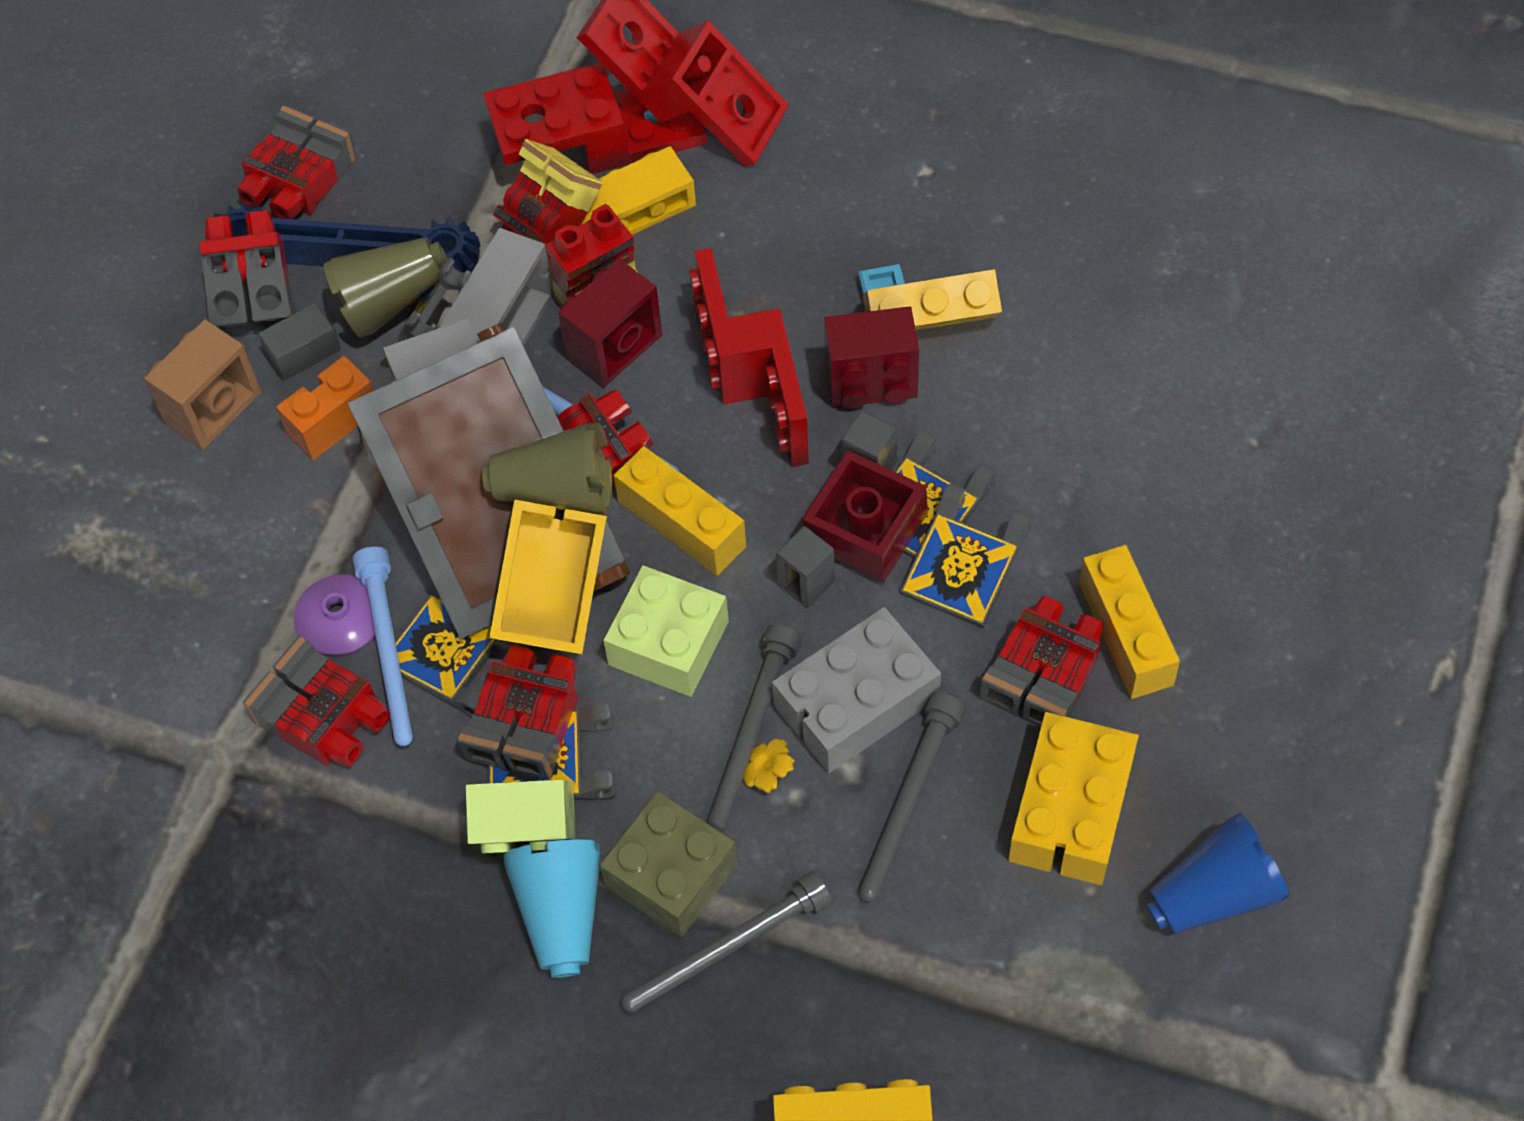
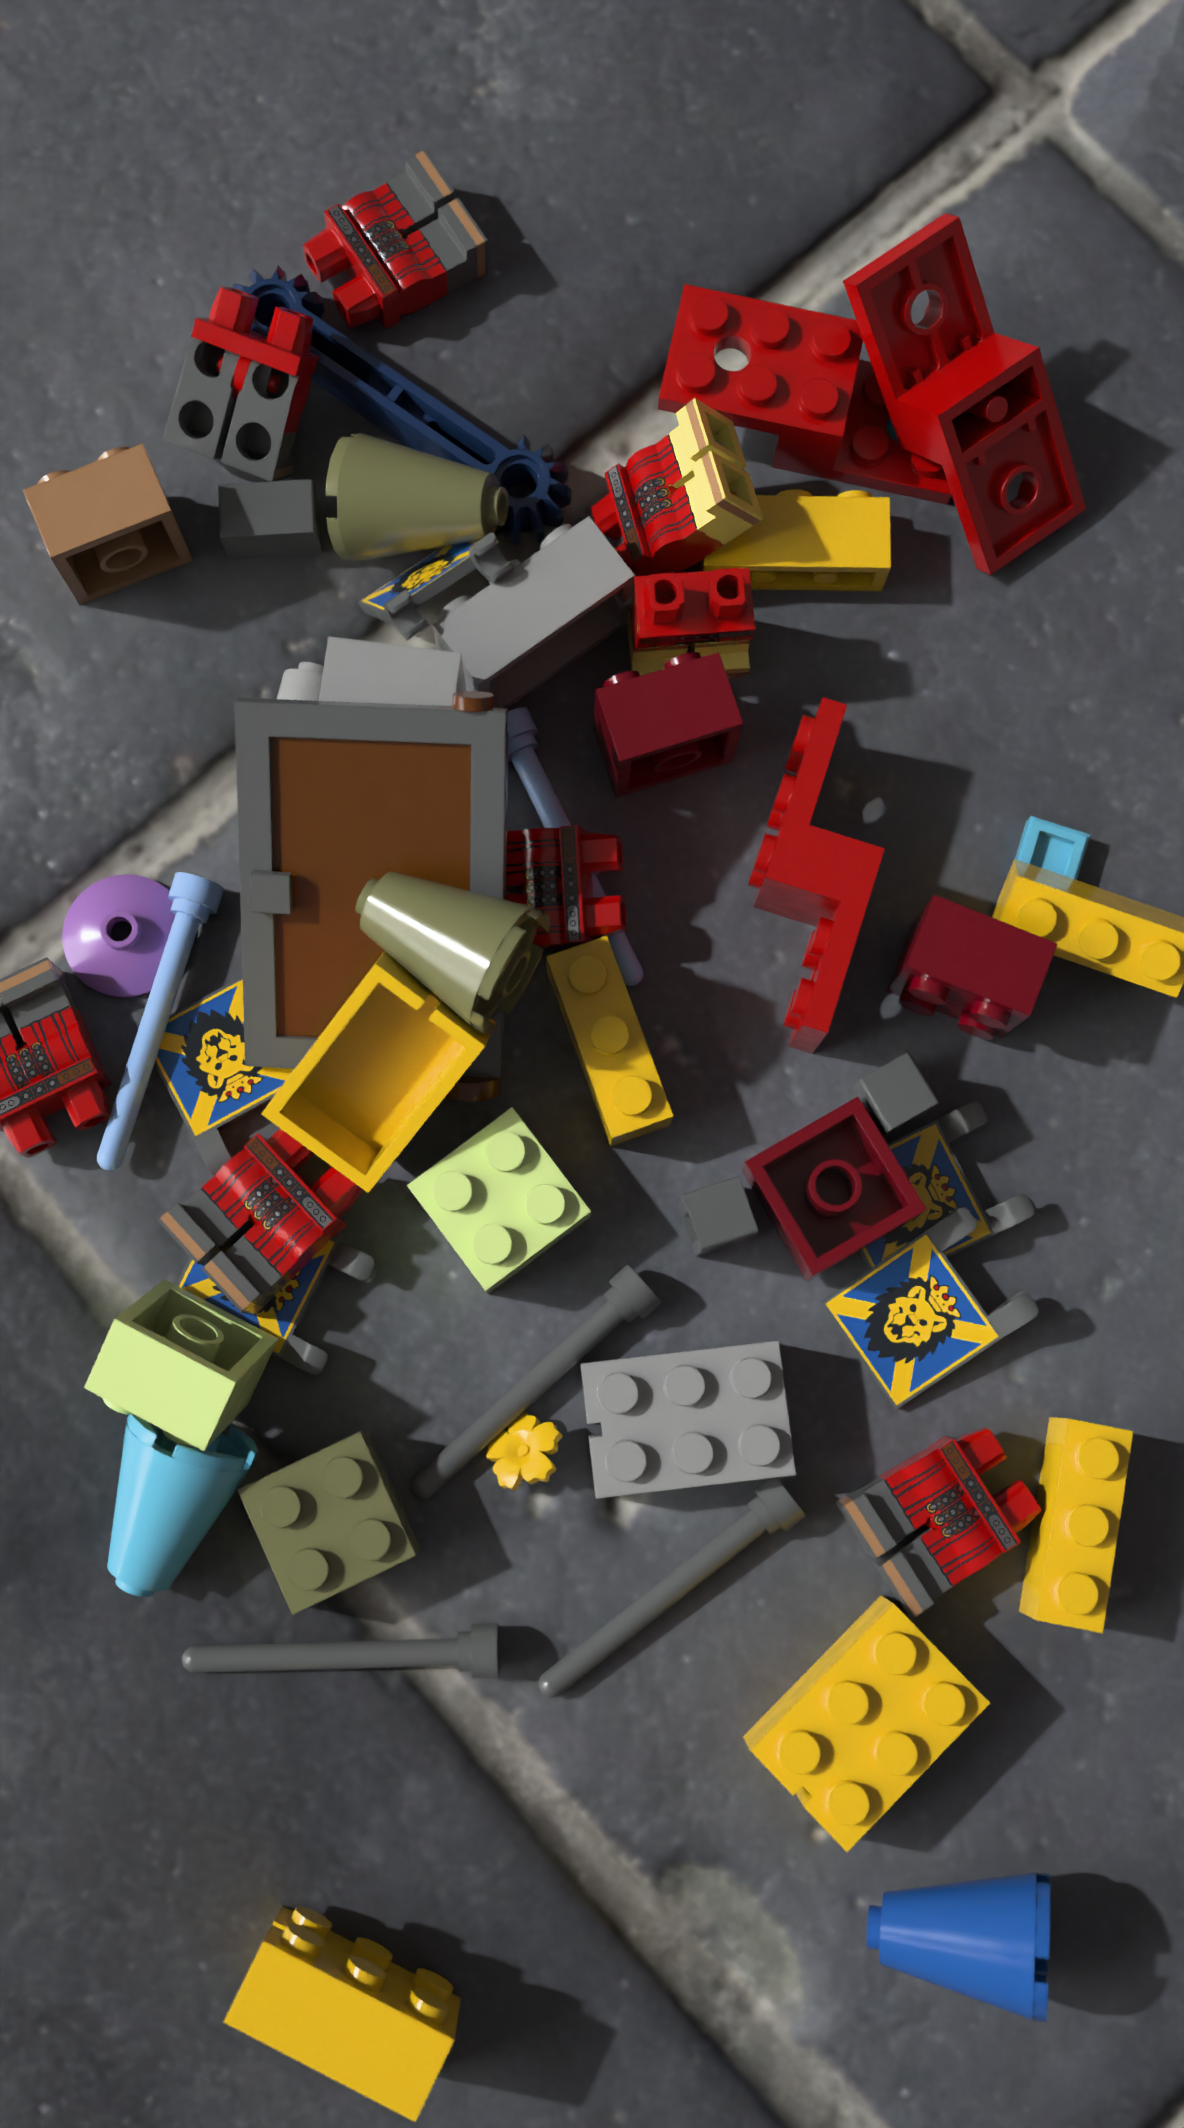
camera: 20 degrees right, 20 degrees up
(323, 416) = (252, 646): orange brick -> none

